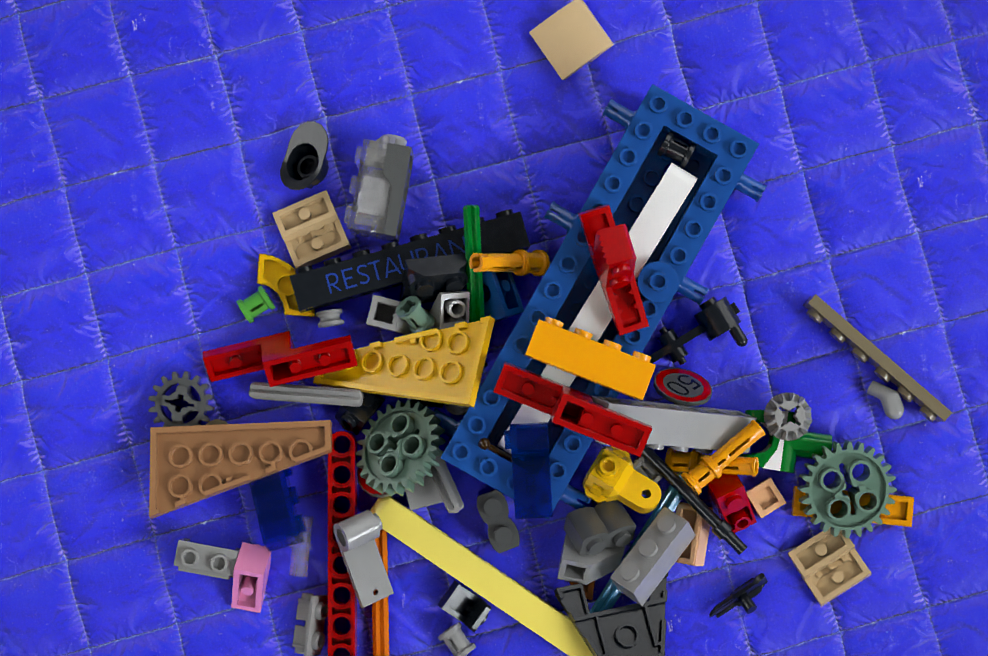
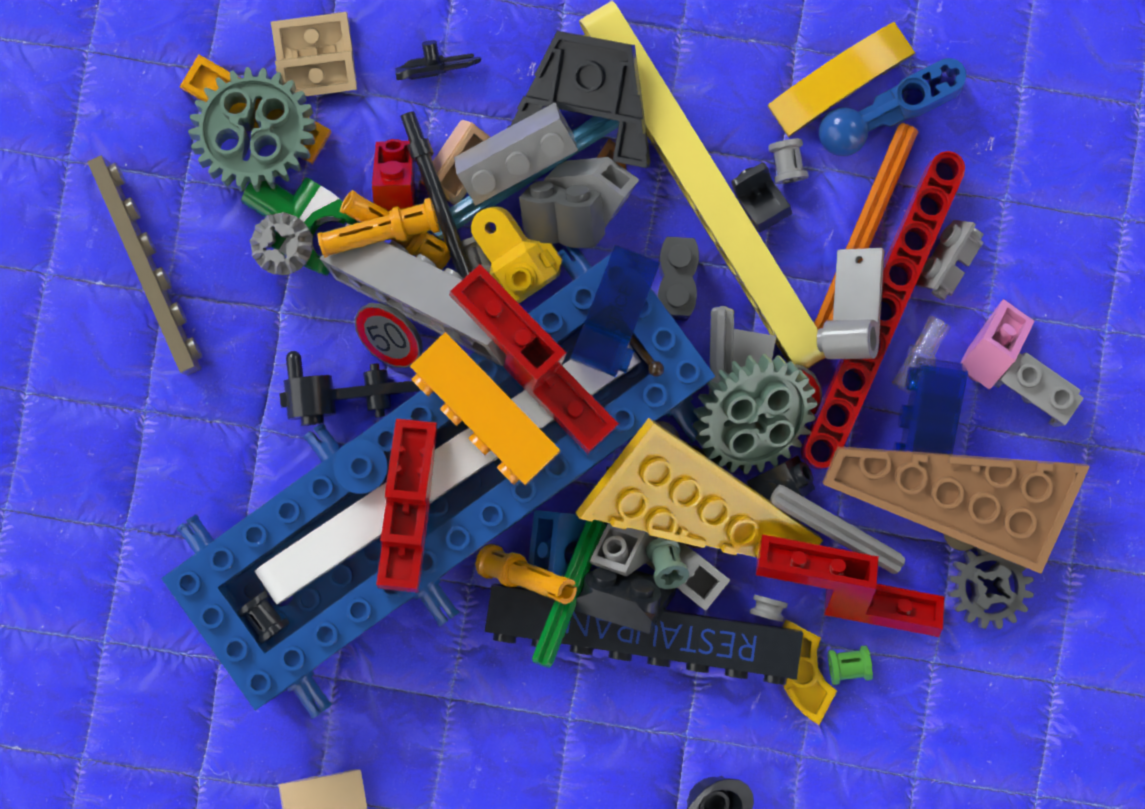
camera: 155 degrees left, 0 degrees up
(311, 230) = (743, 724): tan slope -> none
(380, 188) = (639, 737): clear piece -> none
(614, 256) = (399, 516): red brick -> none
(765, 497) = (352, 164): light nougat tile -> none
(889, 398) = (153, 210): light grey arm -> none

